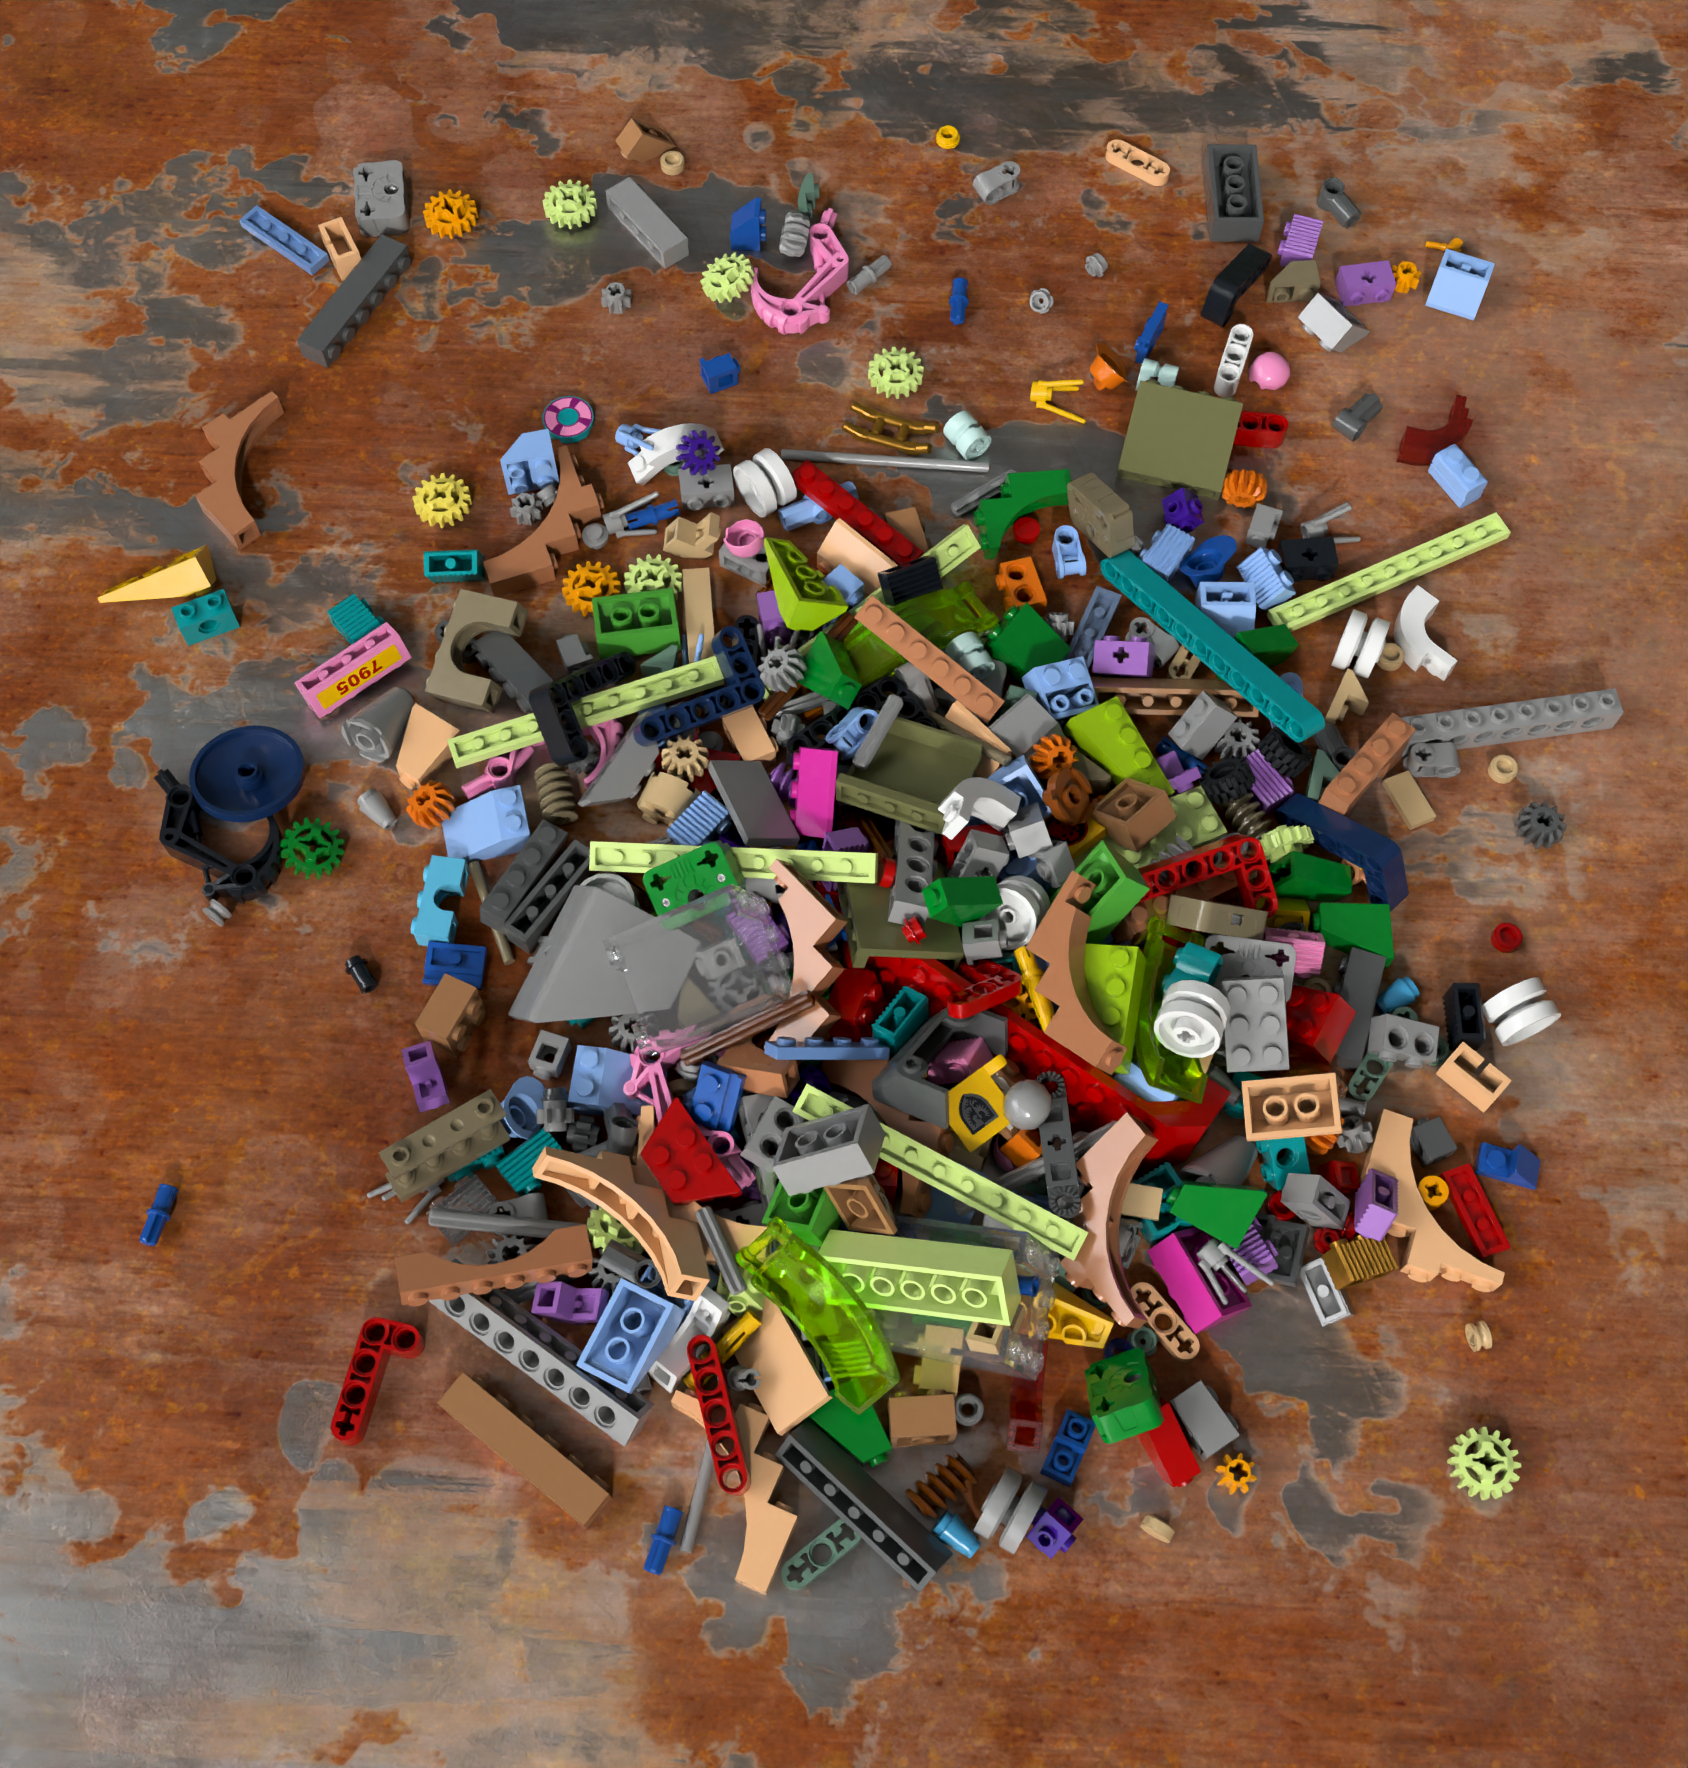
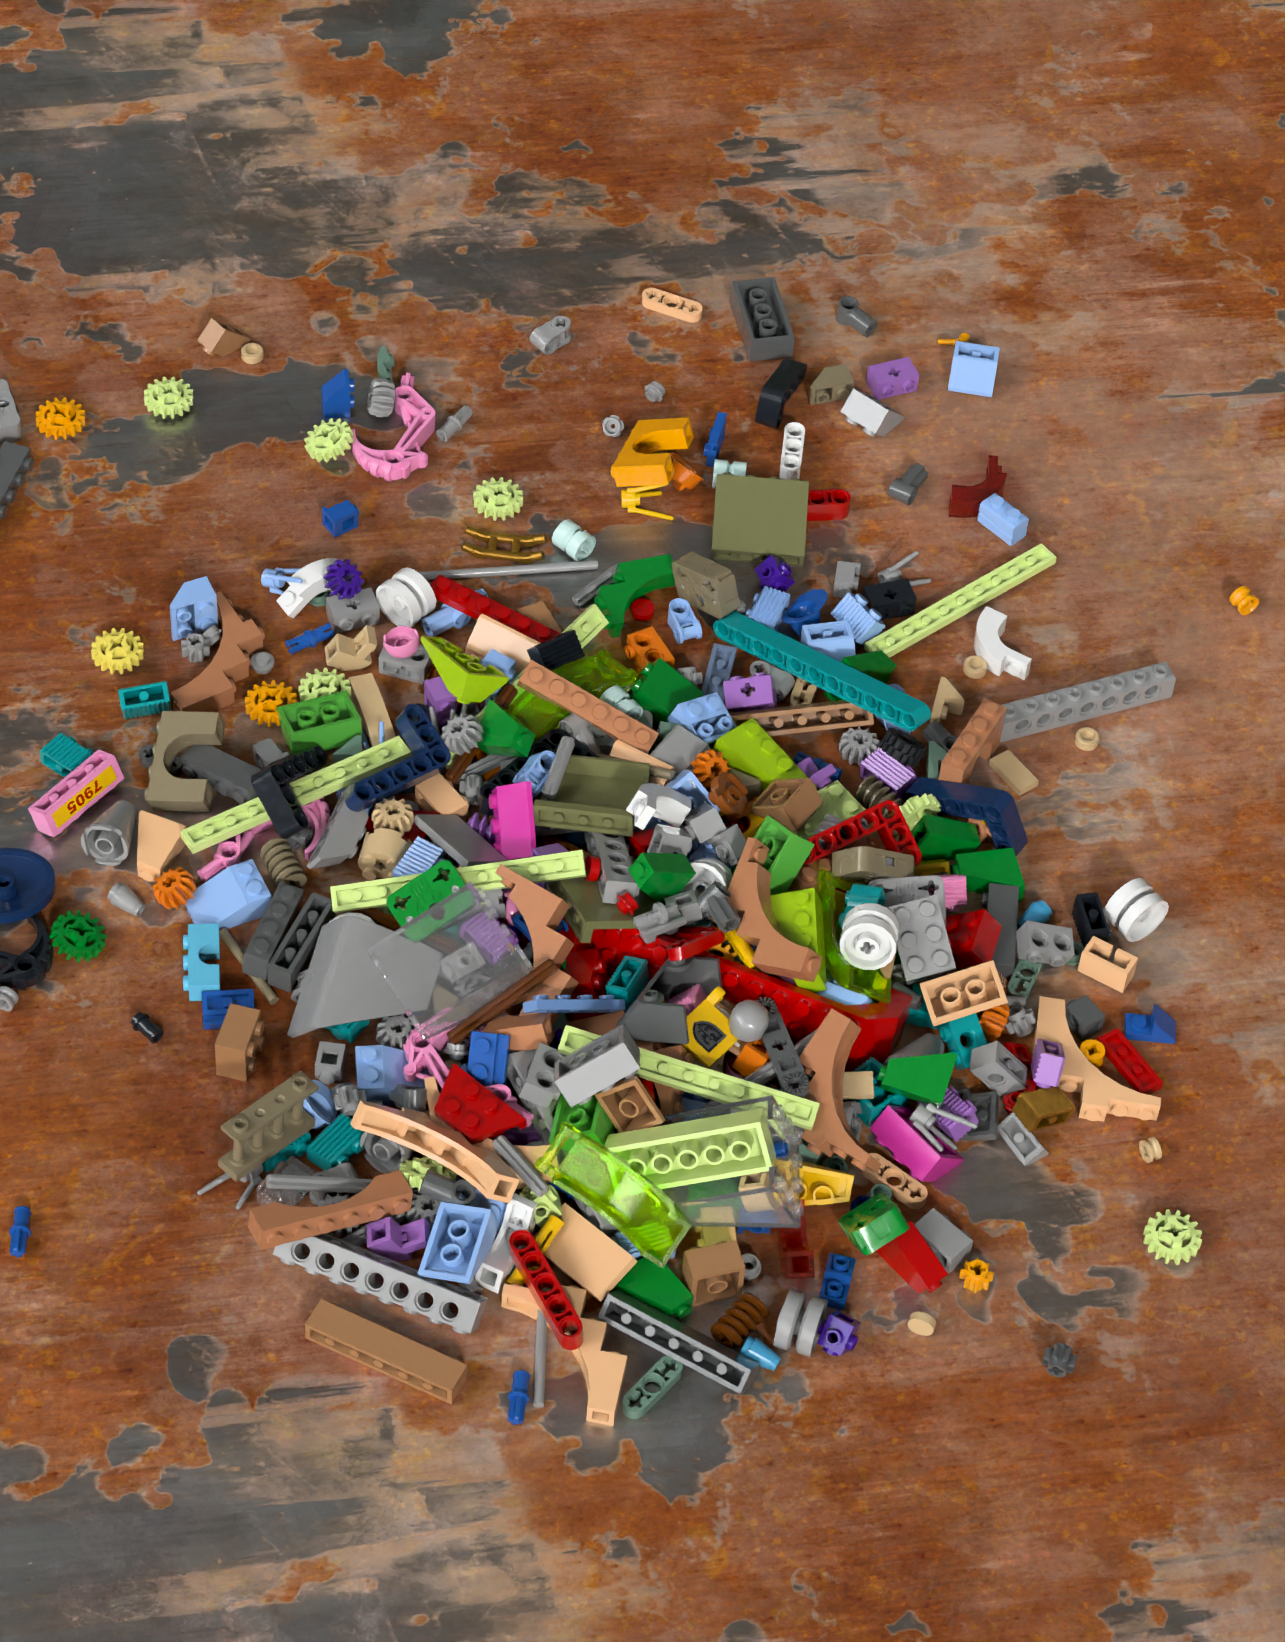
camera: 15 degrees left, 15 degrees down
(372, 1380) = (237, 1323): red beam -> none
(425, 1076) = (226, 1090): medium lavender brick -> none
(568, 419) = (218, 569): tile -> none
(616, 298) = (231, 469): light grey gear -> none
(616, 520) = (279, 646): light grey plant -> none
(647, 222) = (243, 404): light grey brick -> none
(741, 1378) = (560, 1261): light grey axle -> none
(947, 137) = (498, 303): yellow plate -> none
(948, 958) = (659, 920): none -> light grey hips
(958, 300) = (539, 435): blue axle -> none
(1019, 945) = (717, 903): none -> dark grey piece
(1078, 319) = (635, 462): none -> light orange arch
(1202, 725) = (828, 734): light grey brick -> none
(1227, 779) = (858, 770): black tyre -> none
(1244, 488) = (823, 551): orange gear -> none
(1269, 371) = (825, 458): bright pink hair -> none
(1277, 1208) = (972, 1082): red tile -> none
(1301, 239) = (829, 349): medium lavender brick -> none
(1313, 1613) = (1059, 1360): none -> dark grey gear
(1363, 644) = (948, 656): white wheel -> none
(1405, 276) = (926, 368): light orange gear -> none
(1432, 760) = (1028, 737): light grey piece -> none
(1506, 937) = (1115, 863): red tile -> none
(1540, 825) = (1126, 775): dark grey gear -> none

